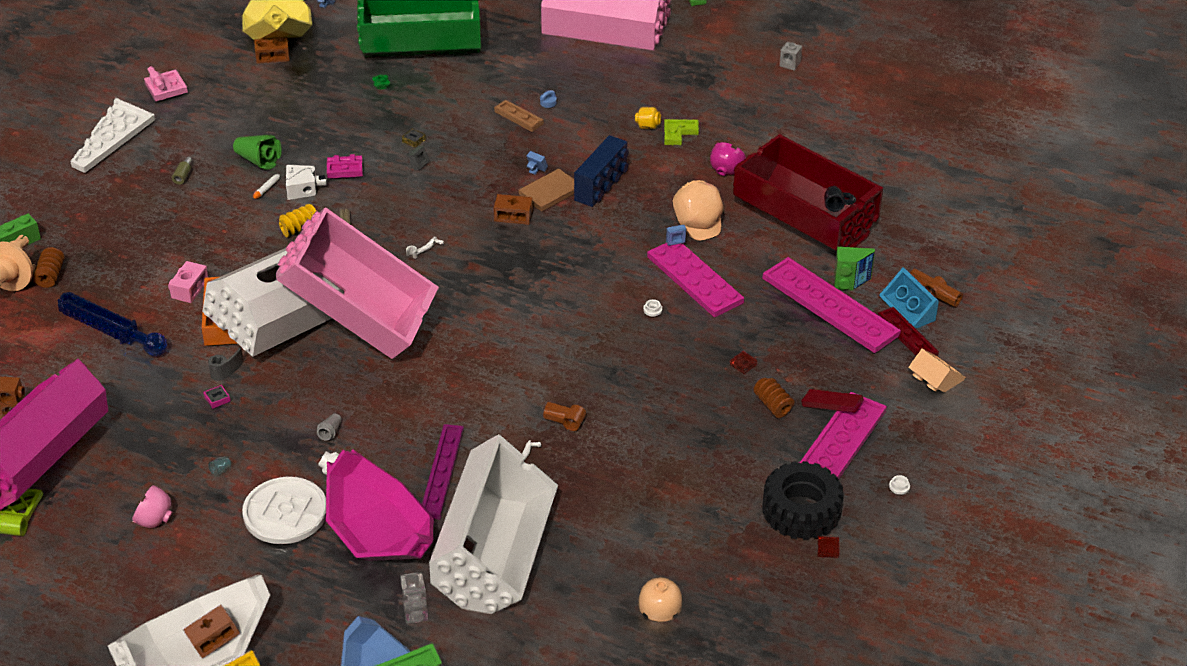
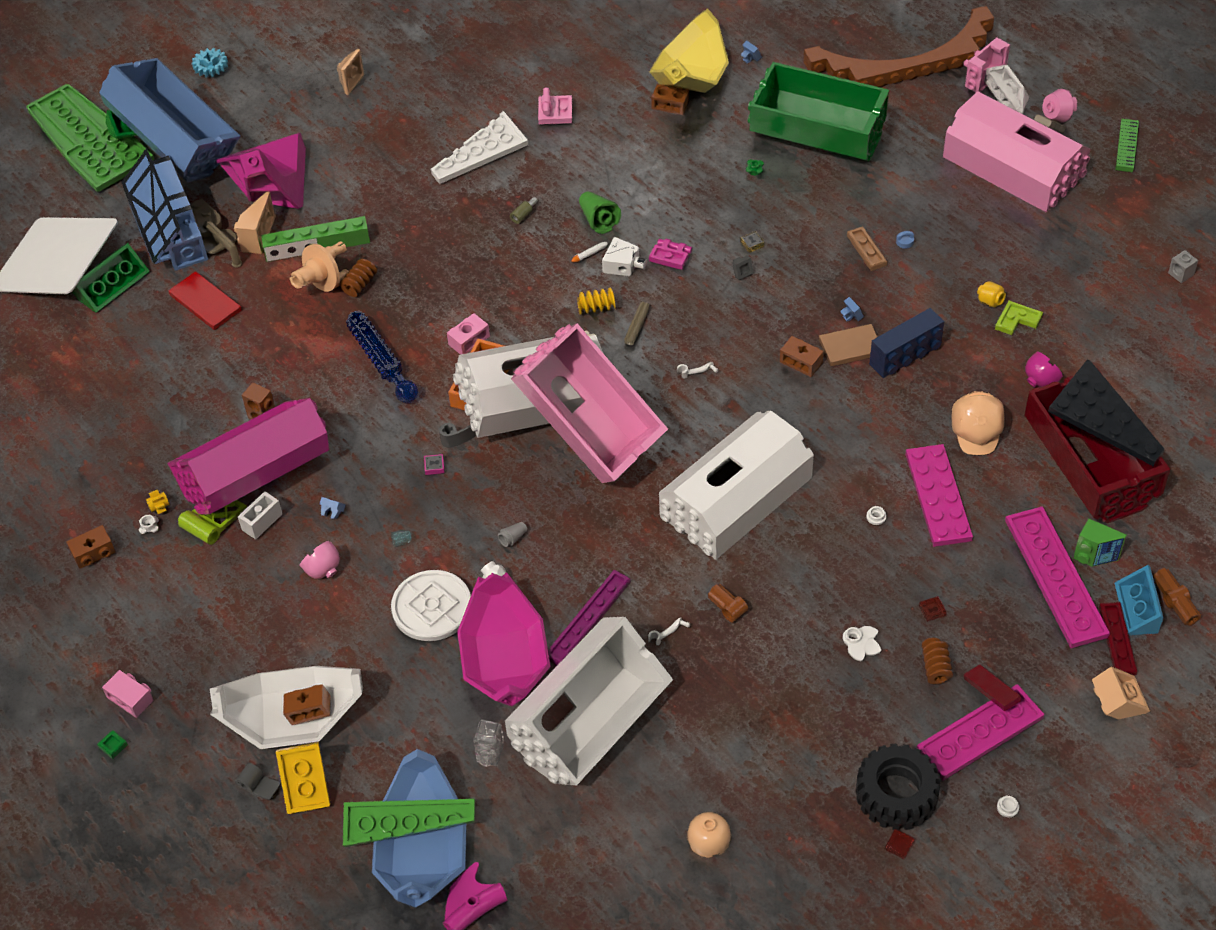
camera: 30 degrees right, 10 degrees up
(64, 490) = (260, 515): none -> white brick
(134, 459) = (334, 506): none -> medium blue tile
(519, 344) = (771, 471): none -> white panel
(676, 235) = (939, 443): medium blue tile -> none
(699, 406) = (864, 642): none -> white plate
(798, 161) = (1099, 410): none -> black wing
(835, 199) = (1106, 468): black piece -> none

